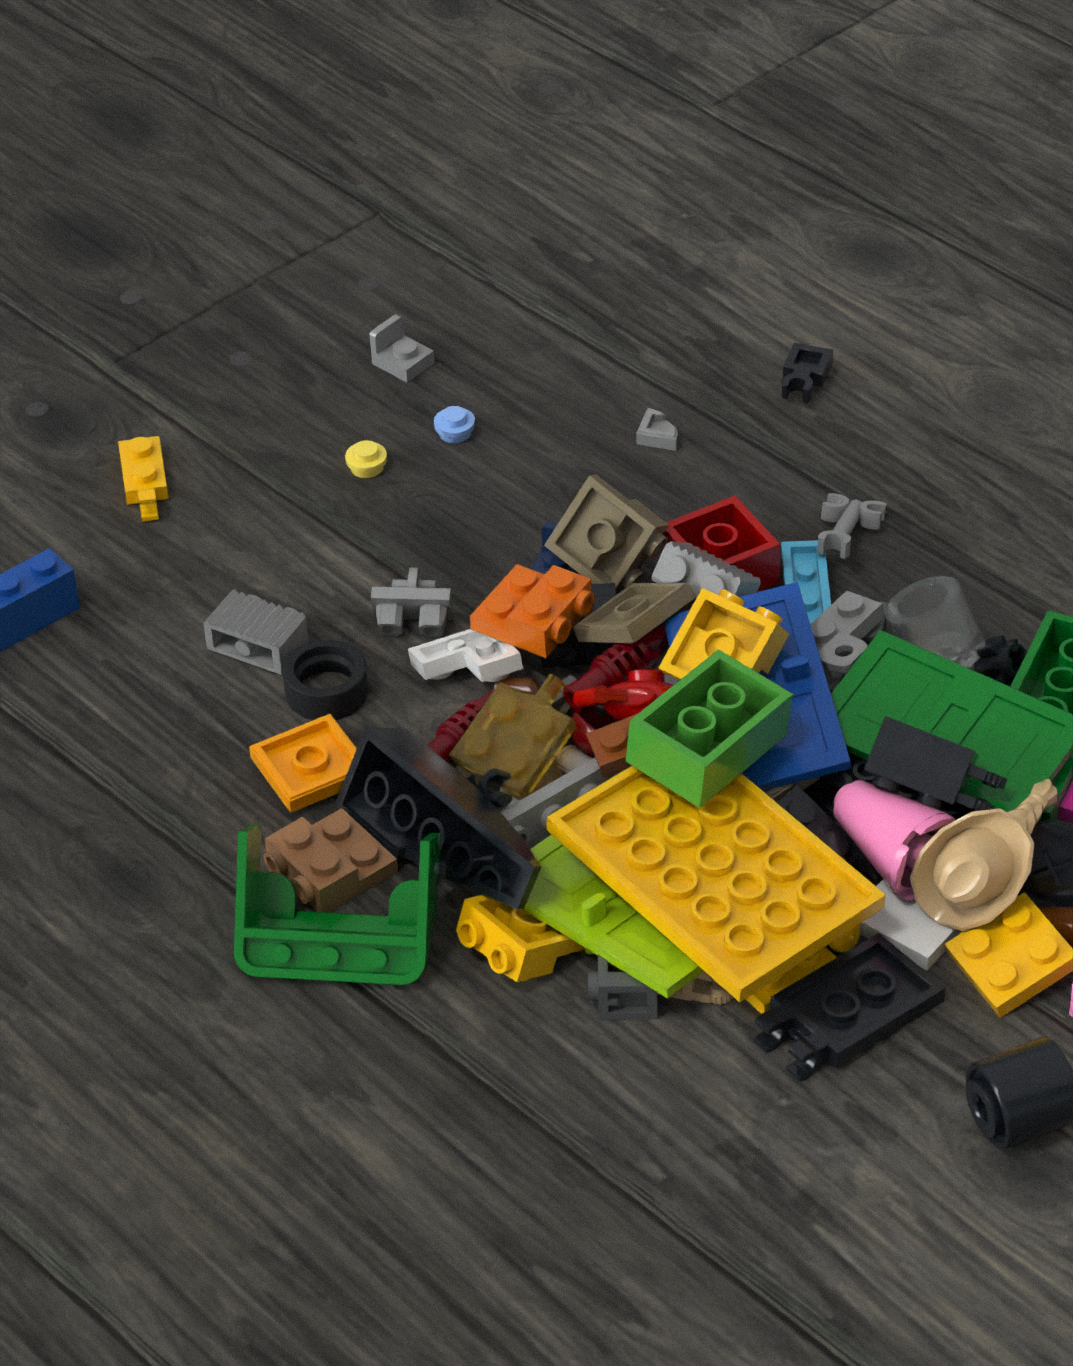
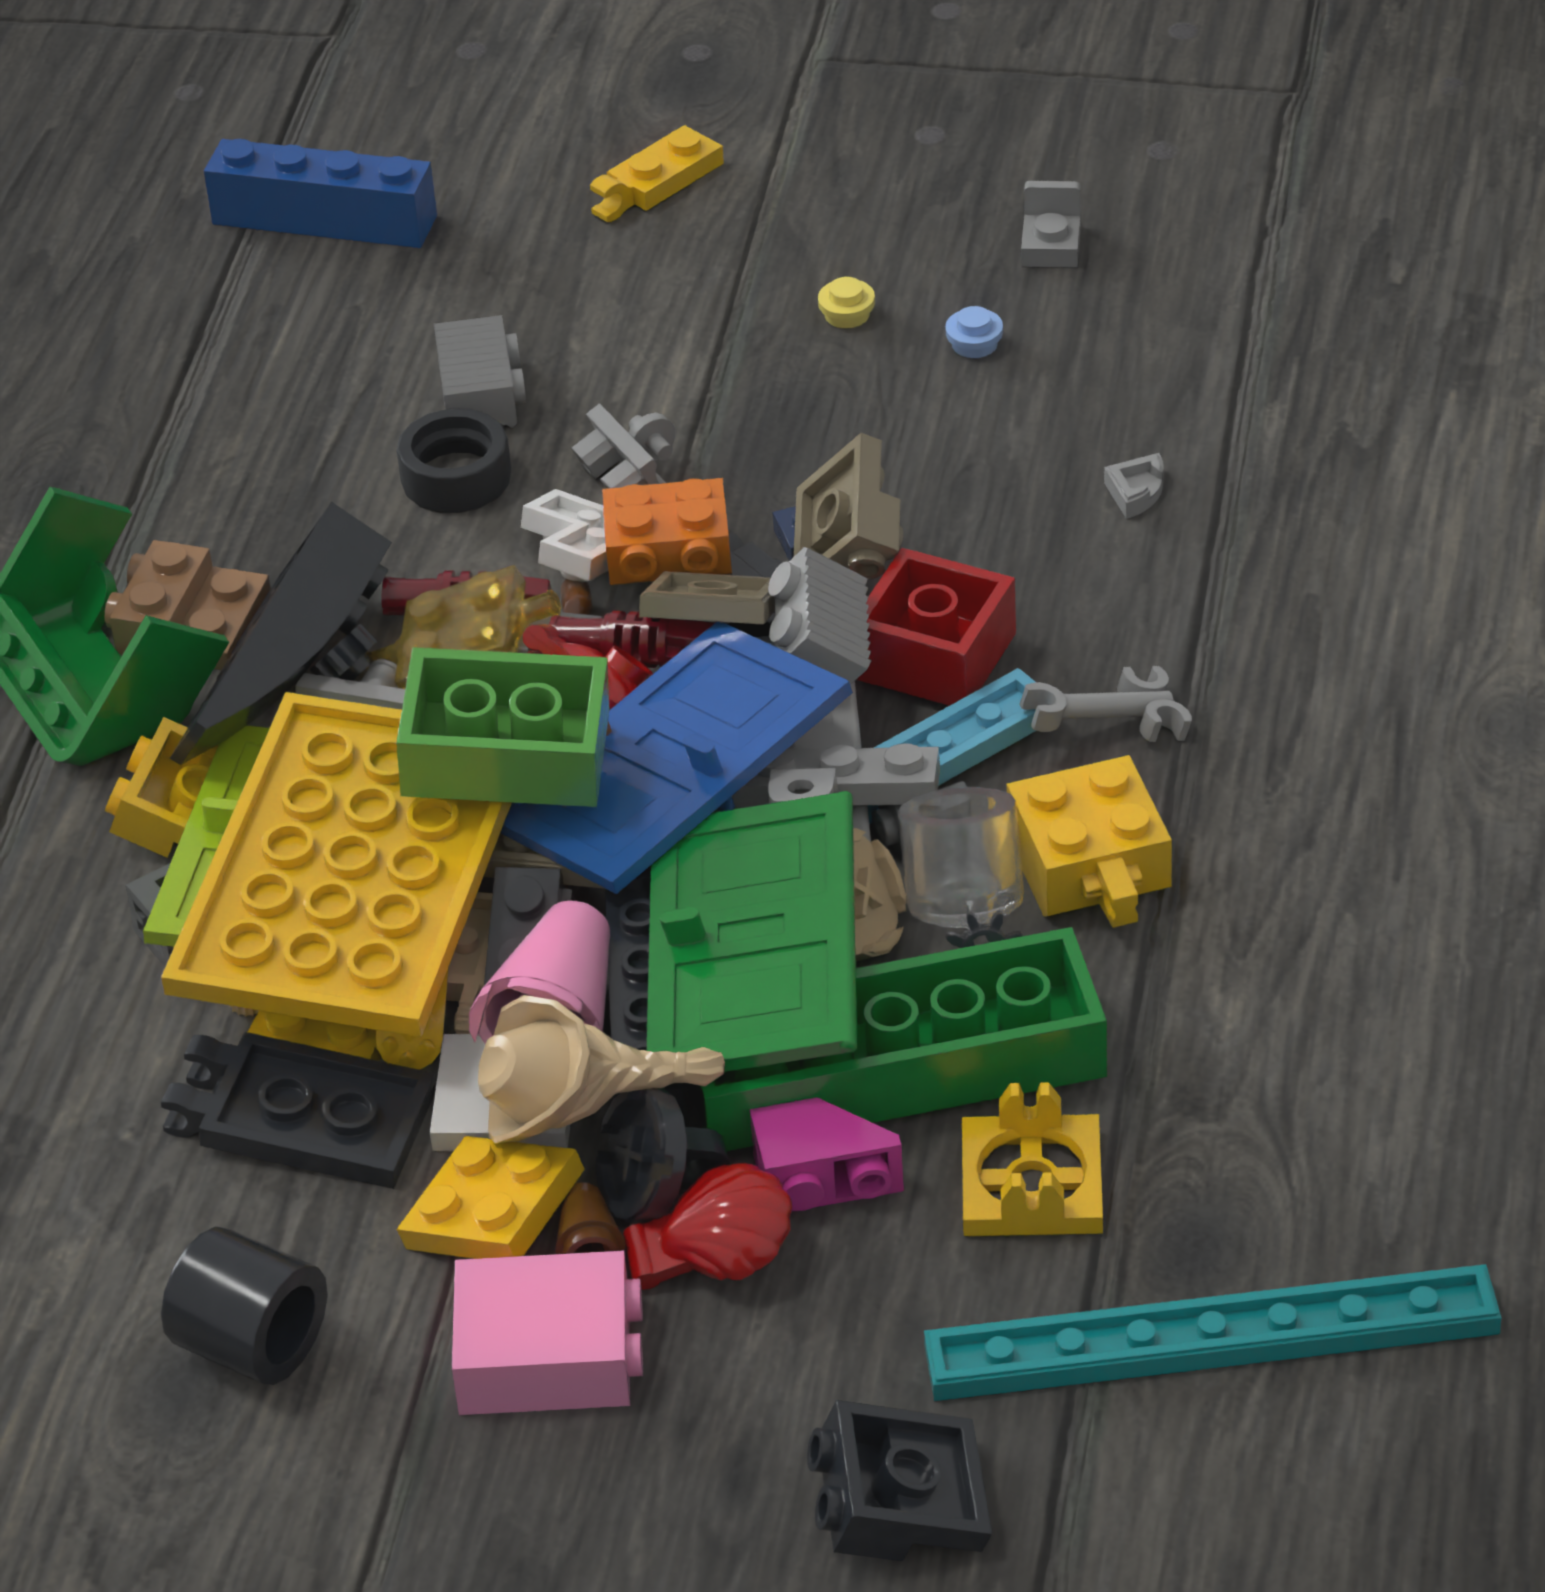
camera: 55 degrees right, 0 degrees up
(305, 762) = (299, 501): light orange plate -> none
(728, 626) = (678, 678): yellow plate -> none
(804, 368) = (1368, 533): black plate -> none
(928, 766) = (630, 938): black hinge -> none
(974, 564) = (1091, 839): none -> yellow hinge

